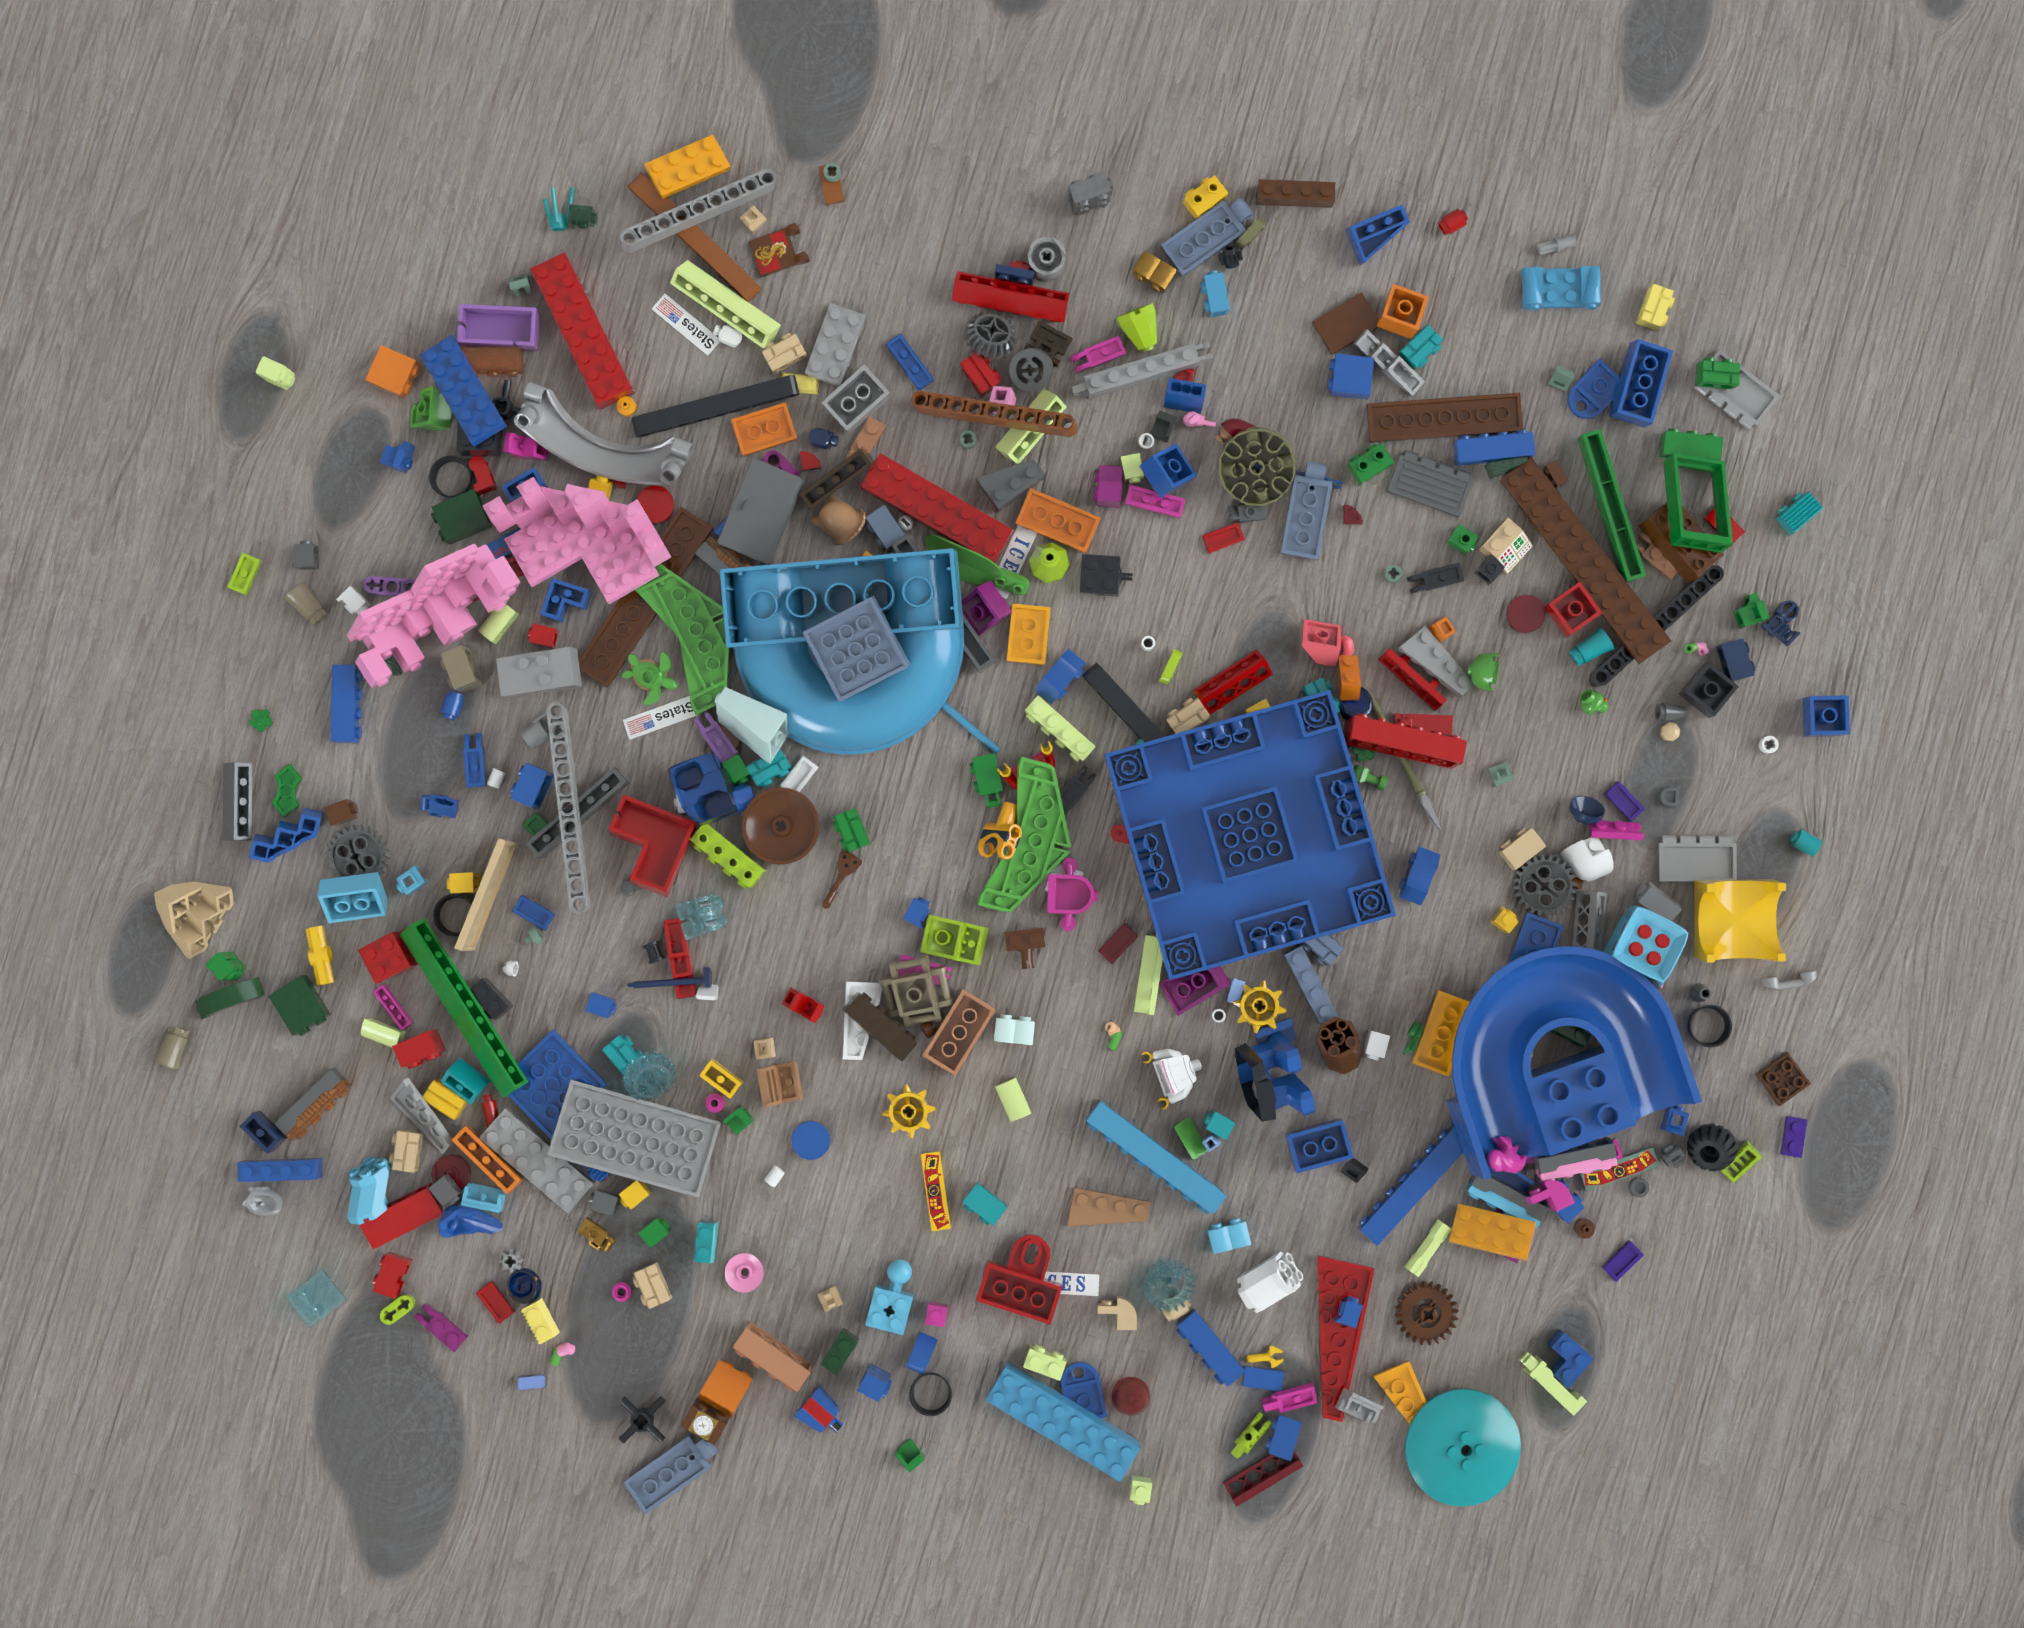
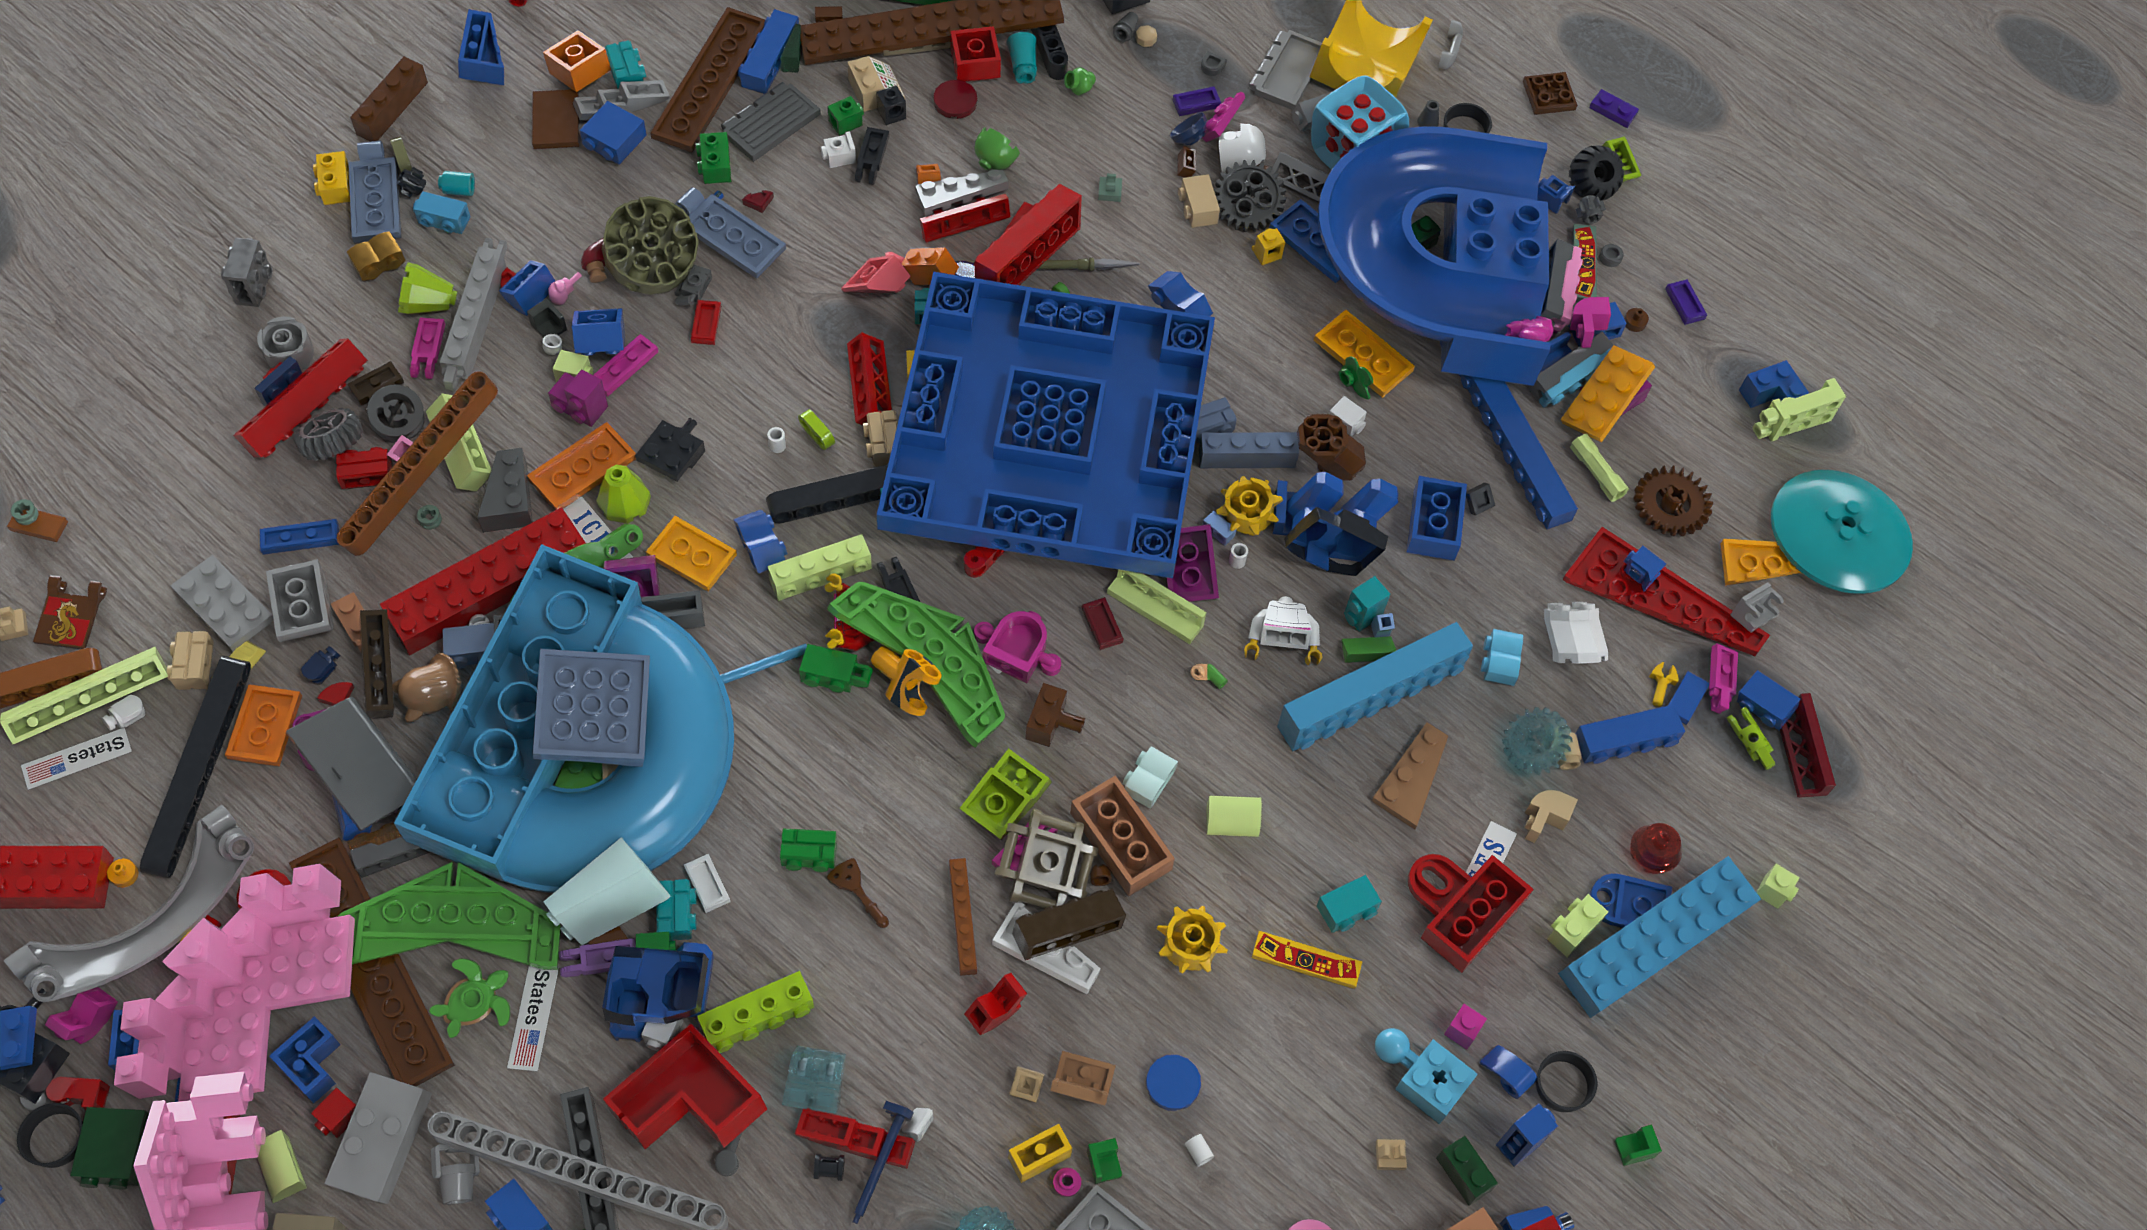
camera: 75 degrees left, 25 degrees down
(780, 825) = (755, 927): reddish brown dish -> none
(855, 953) = (963, 917): none -> dark orange piece
(917, 911) = (950, 820): blue window -> none
(1247, 289) = (457, 183): none -> teal brick
(1397, 570) = (845, 195): sand green bush -> none
(1424, 558) = (839, 150): none -> white brick
(1554, 822) = (1186, 162): none -> reddish brown piece

